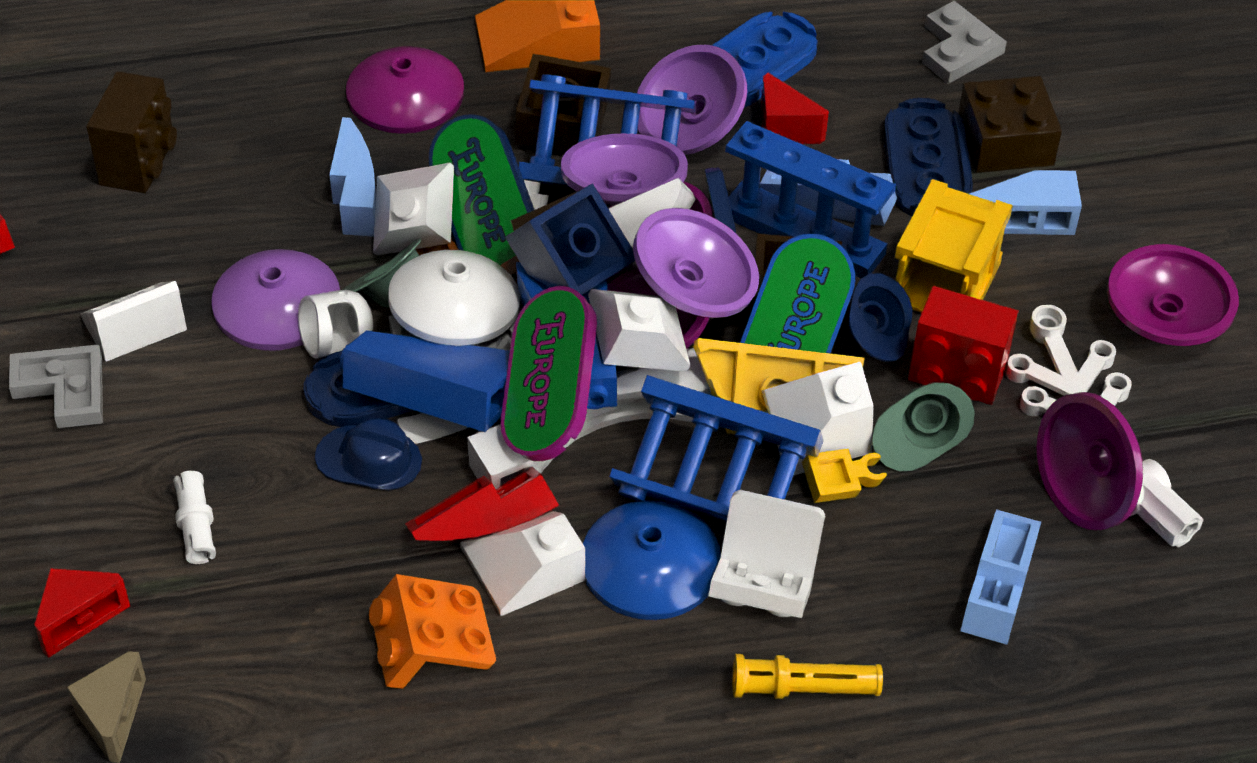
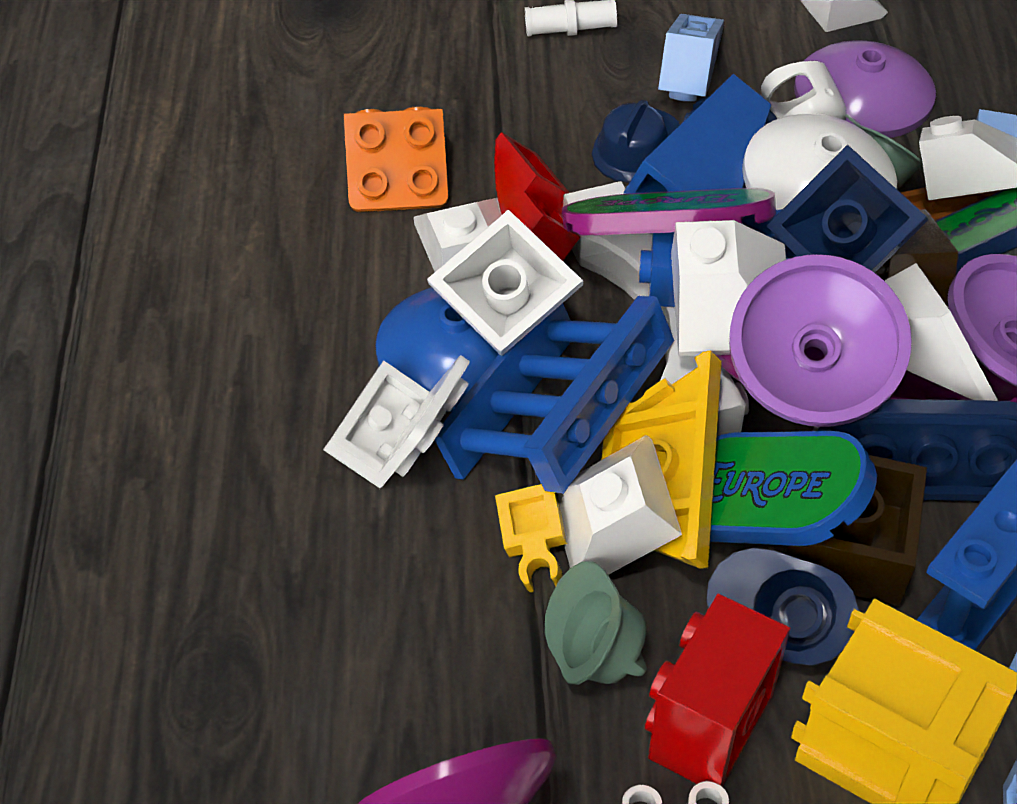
camera: 100 degrees right, 0 degrees up
(252, 412) = (690, 56): none -> light blue slope
(622, 494) = (505, 282): none -> white slope
(782, 677) = (252, 425): yellow pin -> none
(1000, 577) = (337, 678): light blue slope -> none

